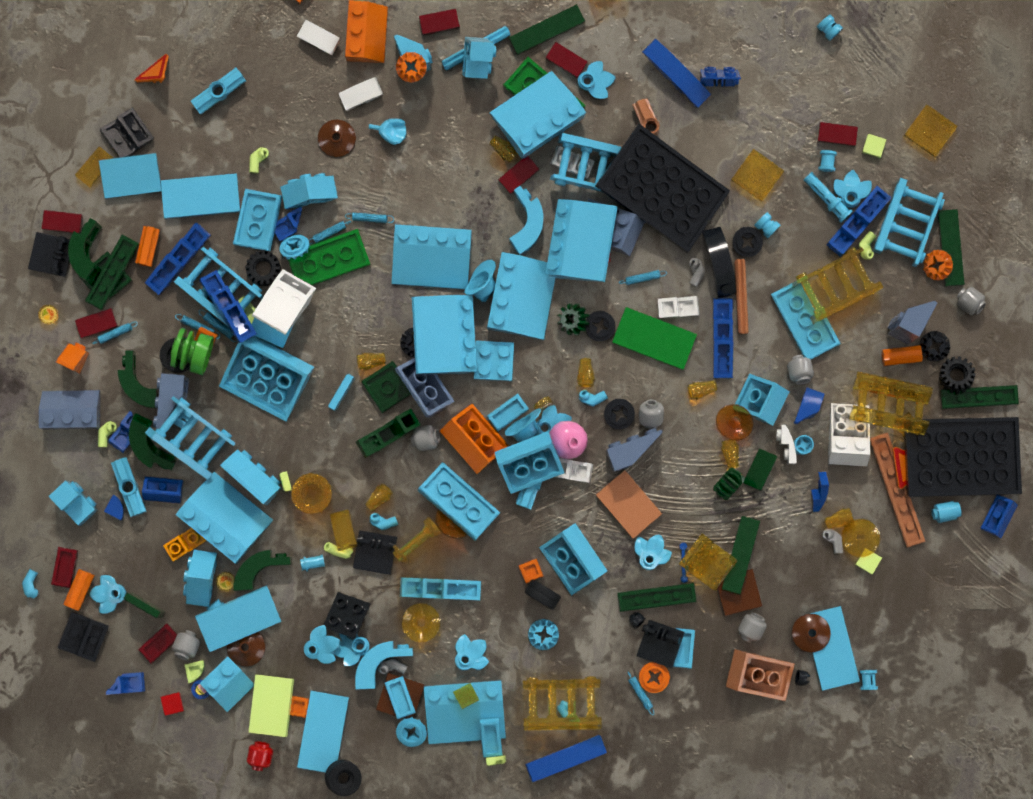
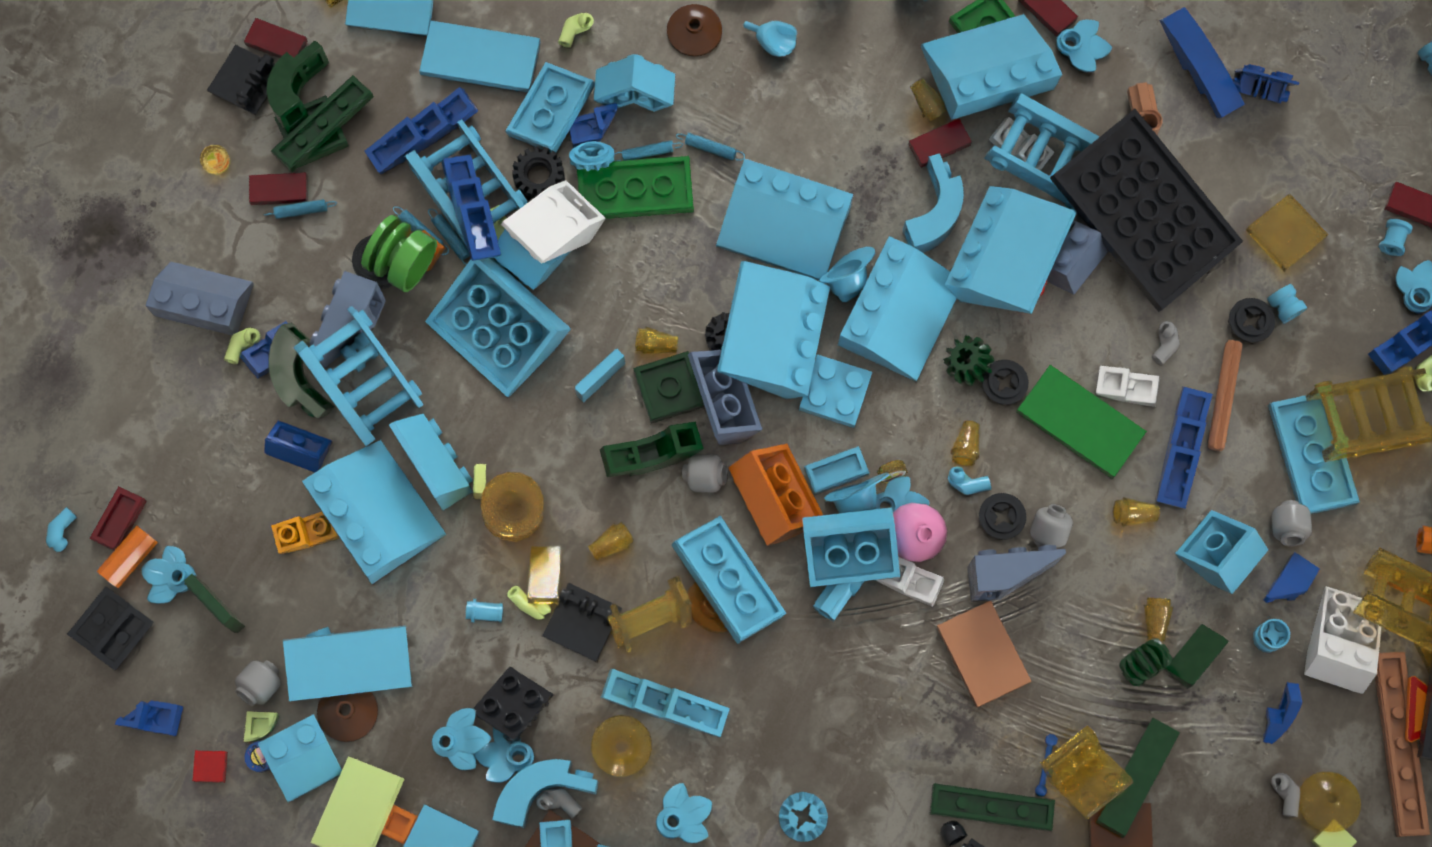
camera: 15 degrees right, 10 degrees down
(73, 357) = (228, 224): orange slope -> none
(73, 502) = (159, 422): medium azure brick -> none
(115, 508) = (220, 453): blue tile -> none
(123, 475) = (248, 445): medium azure piece -> none
(131, 385) = (298, 280): dark green arch -> none
(147, 246) = (384, 102): orange axle -> none
(158, 643) = (218, 669): dark red tile -> none
(200, 578) = (308, 587): medium azure brick -> none
(225, 581) = (347, 604): clear yellow tile -> none
(253, 565) = (392, 592): dark green arch -> none
(382, 523) = (604, 581): medium azure arm -> none
(531, 570) = (809, 714): orange tile -> none
(542, 594) = (818, 752): black tyre -> none
(573, 559) = (878, 713): medium azure slope -> none
(642, 277) = (1085, 330): medium azure piece -> none
(654, 549) = (1003, 731): medium azure plate -> none
(720, 261) = (1209, 336): black arch -> none
(729, 427) = (1162, 580): clear orange dish -> none
(785, 438) = (1247, 620): white slope -> none
(834, 204) = (1391, 298): medium azure pin -> none
(840, 518) = (1304, 763): clear yellow cone -> none

